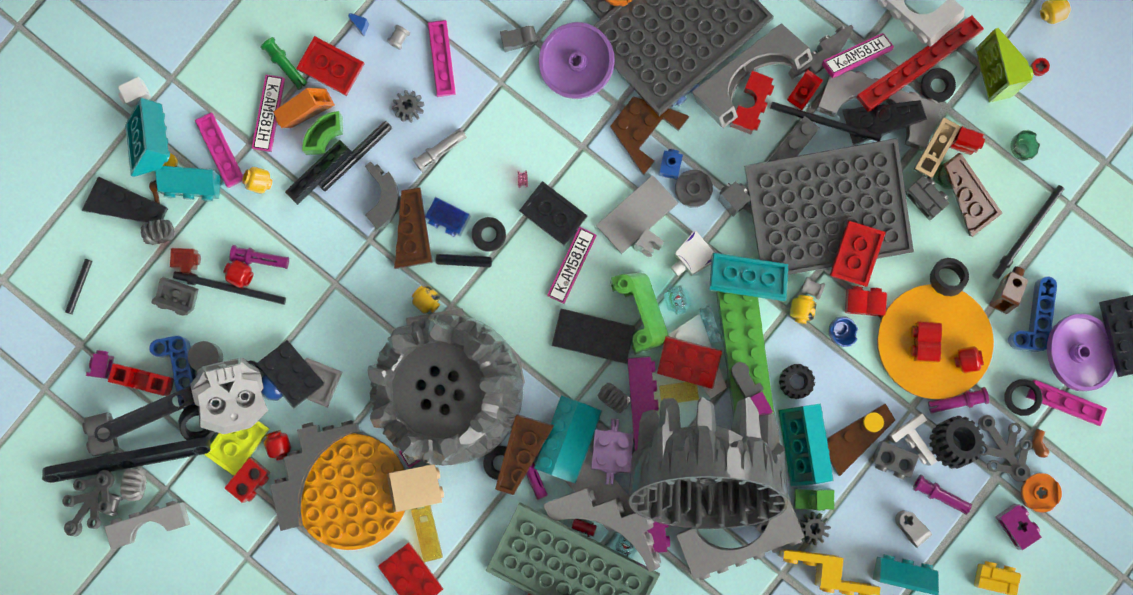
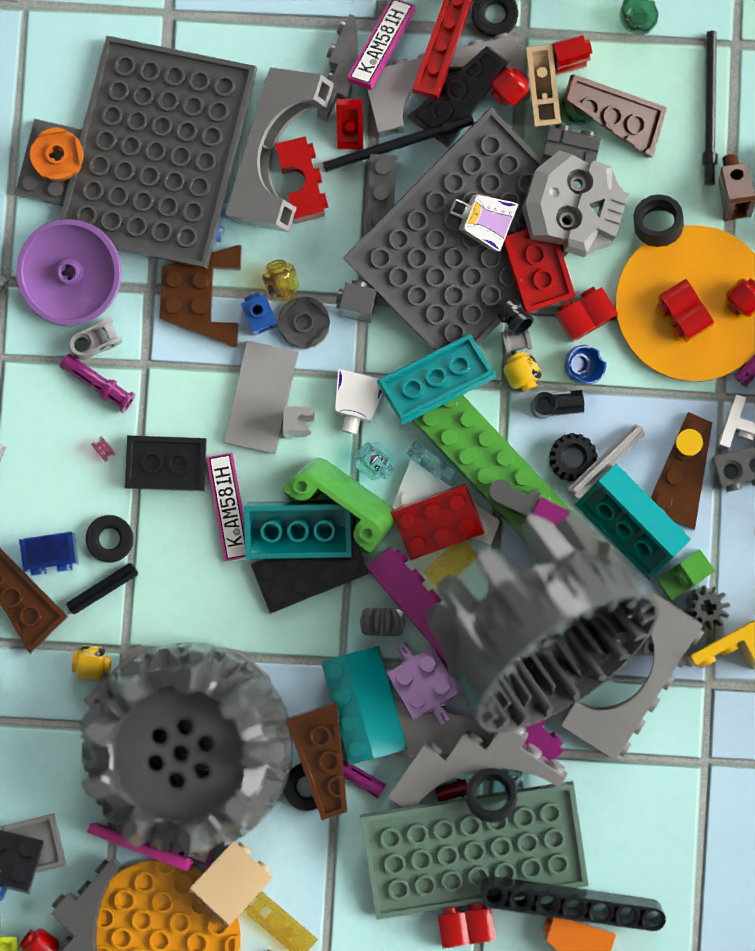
camera: 35 degrees left, 0 degrees up
(366, 409) = (117, 837): none -> dark pink tile
(549, 145) = (106, 388): none -> magenta pin
(564, 113) = (96, 338): none -> light grey piece
(603, 307) = (297, 529): none -> teal slope
(620, 547) = (497, 775): none -> black tyre
(698, 153) = (280, 279): none -> clear yellow head
(812, 343) = (560, 403): none -> black piece
(815, 398) = (606, 461): none -> light grey axle
(822, 273) = (515, 317): none -> black wheel
(846, 202) = (485, 219): none -> torso
(897, 219) = (555, 197): none -> light grey brick
(917, 134) = (509, 86): none -> red head

